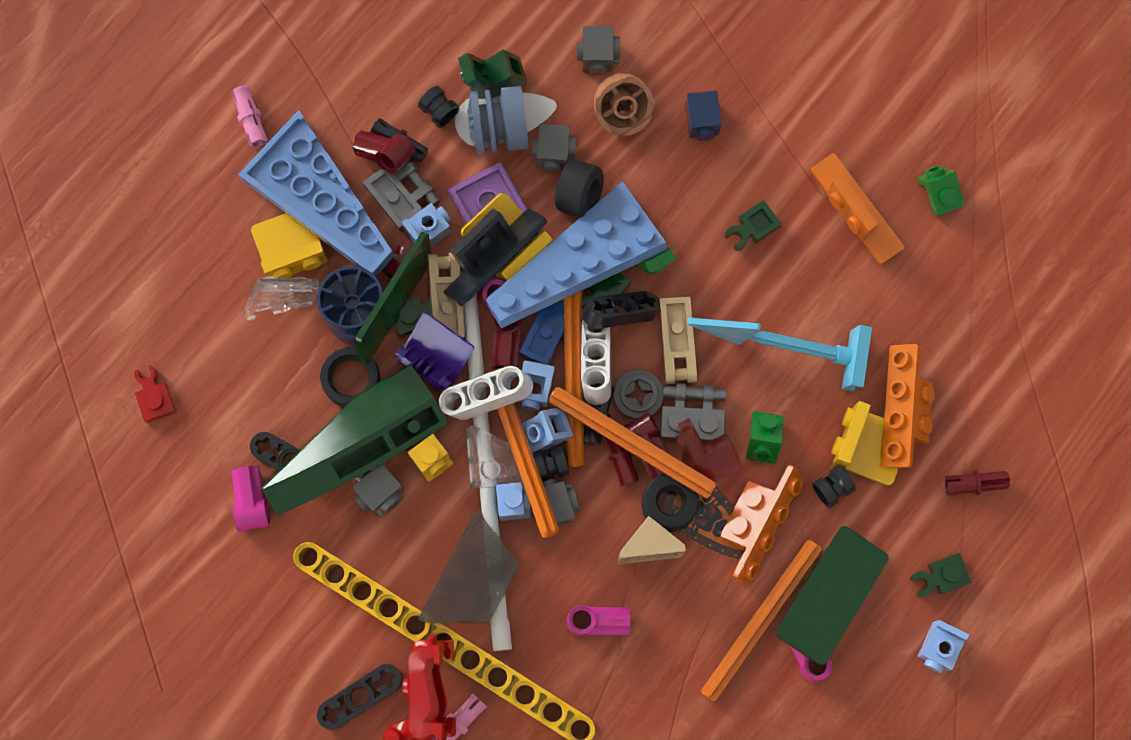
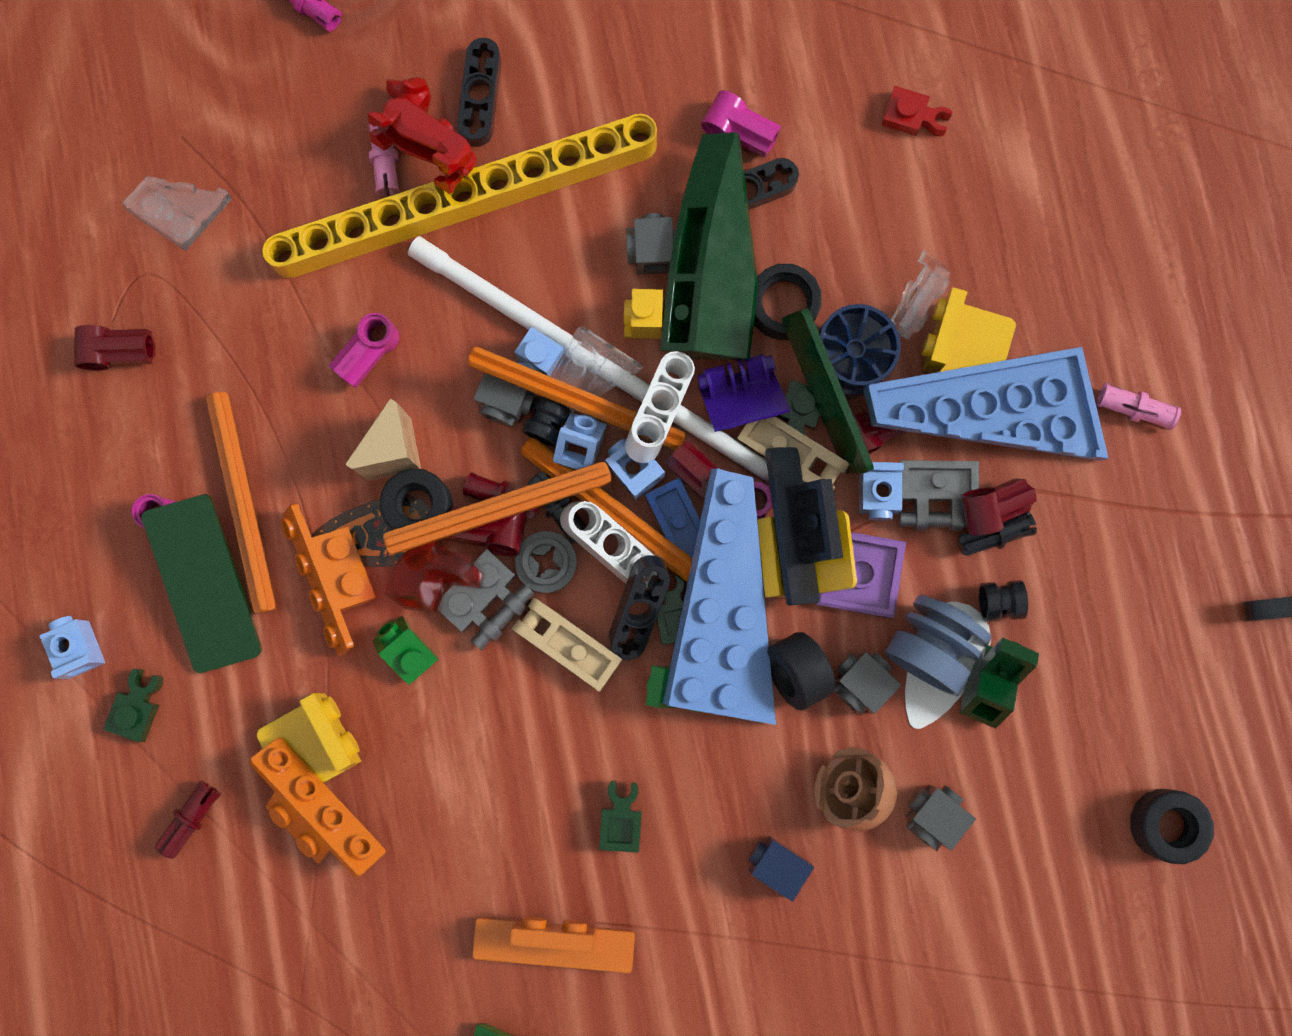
camera: 135 degrees right, 5 degrees up
(473, 578) = (495, 261): clear smoke wing -> none
(834, 486) = (300, 683): black wheel -> none
(853, 356) = (405, 802): medium azure piece -> none

